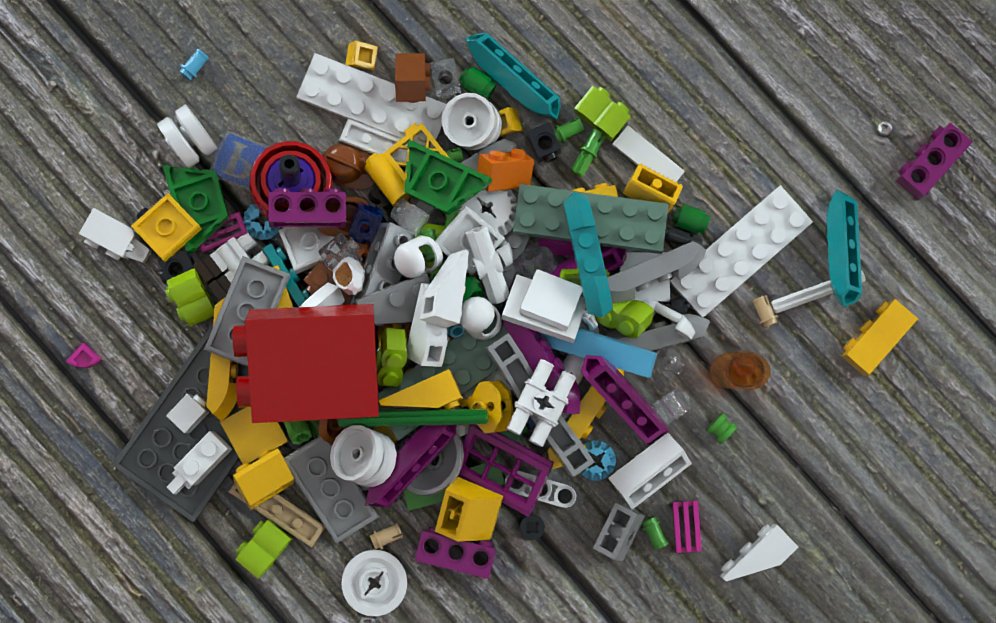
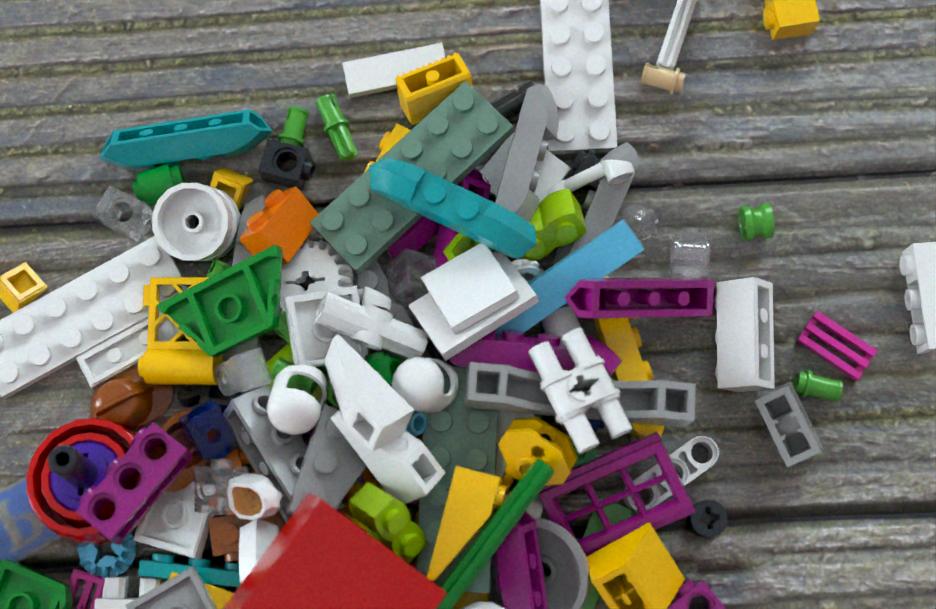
camera: 50 degrees left, 5 degrees down
(411, 77) = (91, 248): dark orange brick -> none
(602, 113) = (306, 77): lime brick -> none
(608, 461) = (695, 374): medium azure gear -> none
(691, 219) = (500, 76): green brick -> none
(740, 370) = (709, 150): clear orange piece -> none

